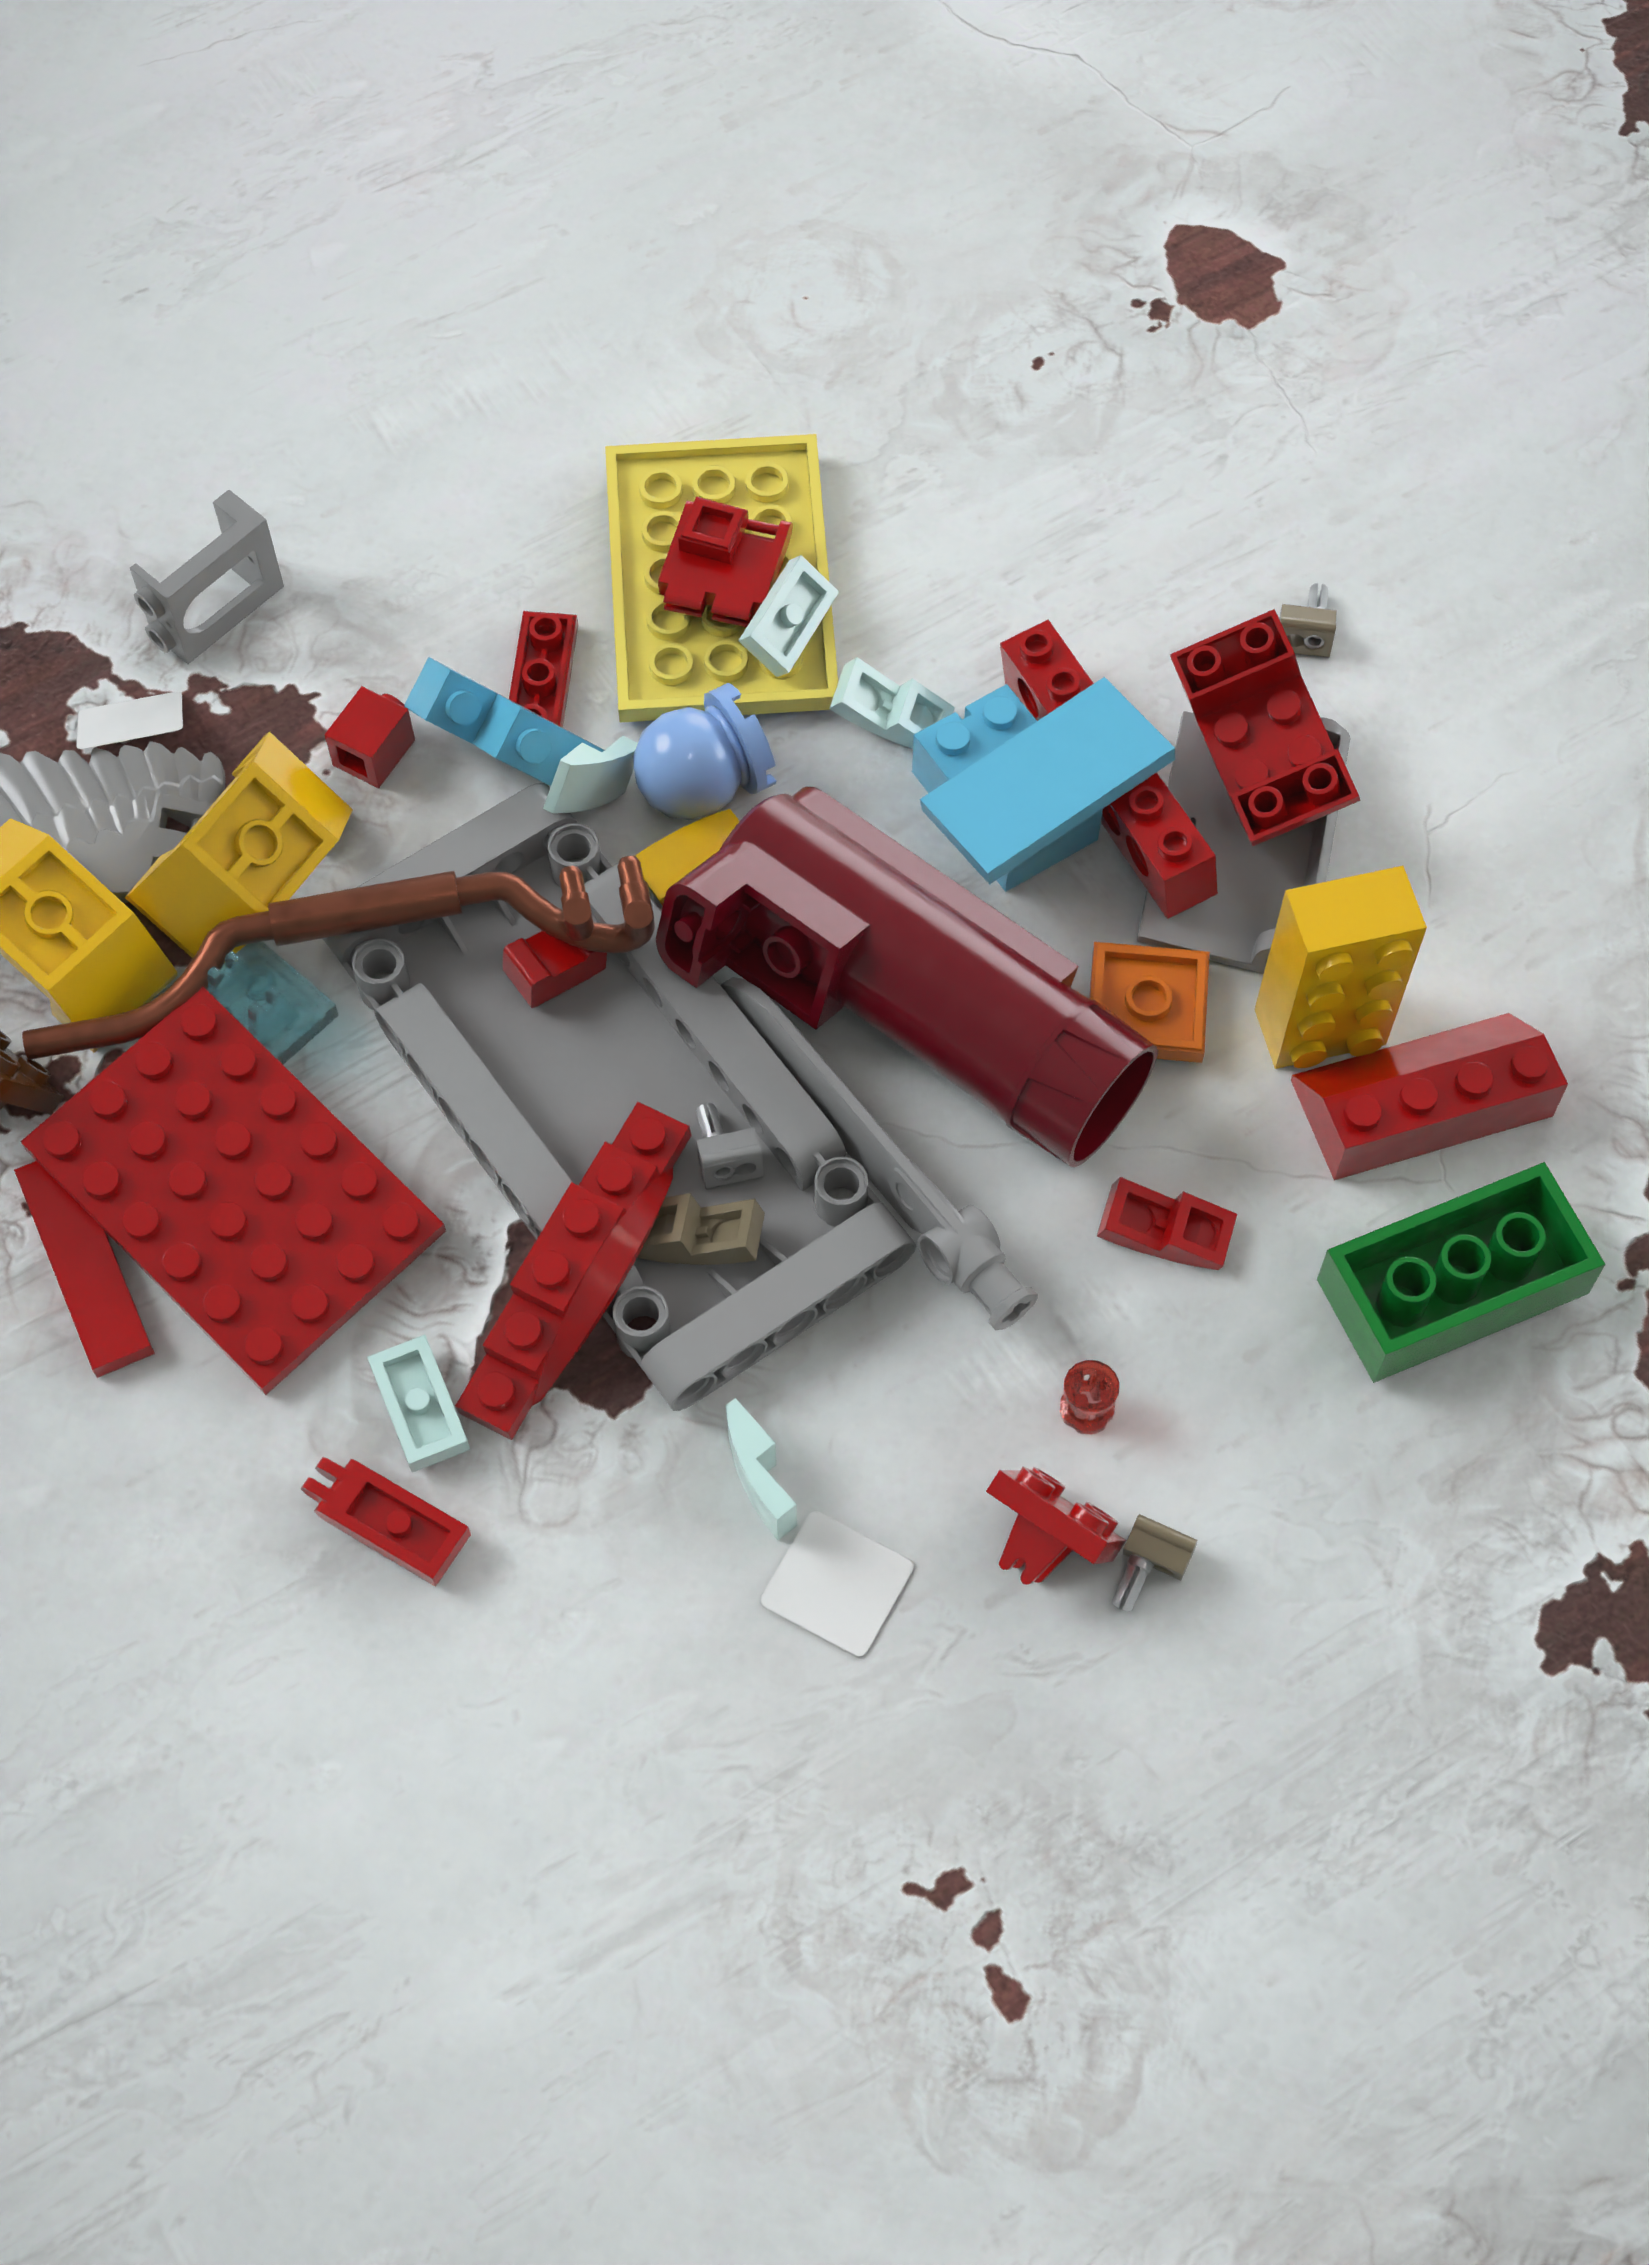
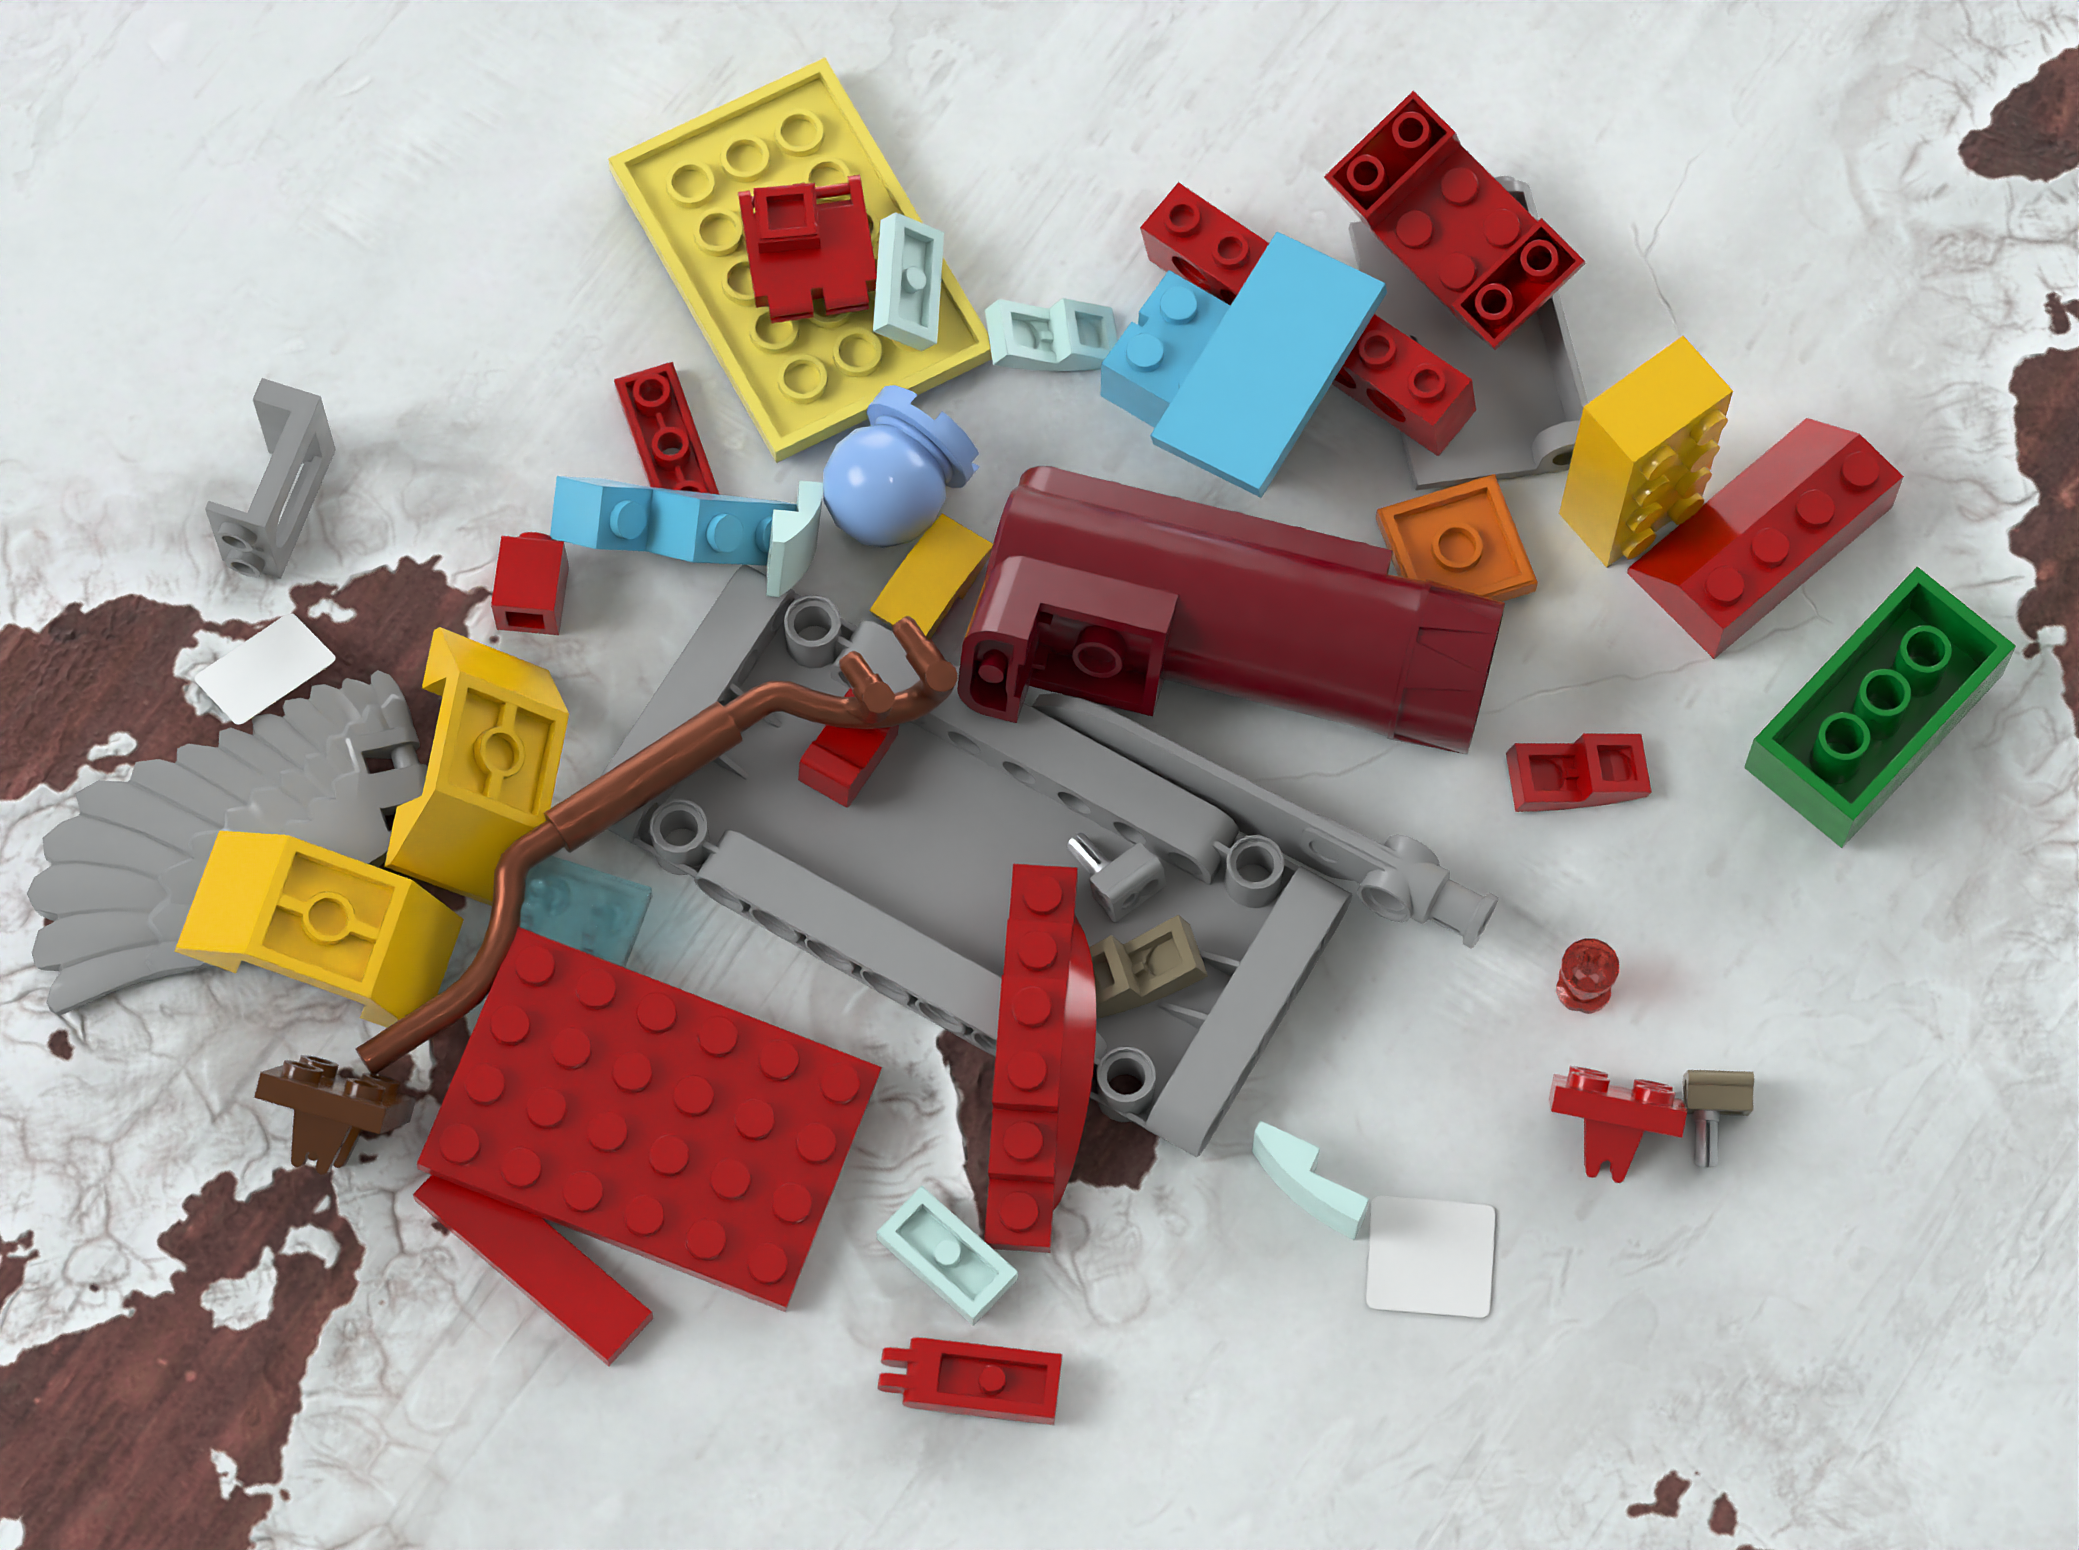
camera: 25 degrees left, 5 degrees up
(1310, 627) = (1434, 76): dark tan piece -> none

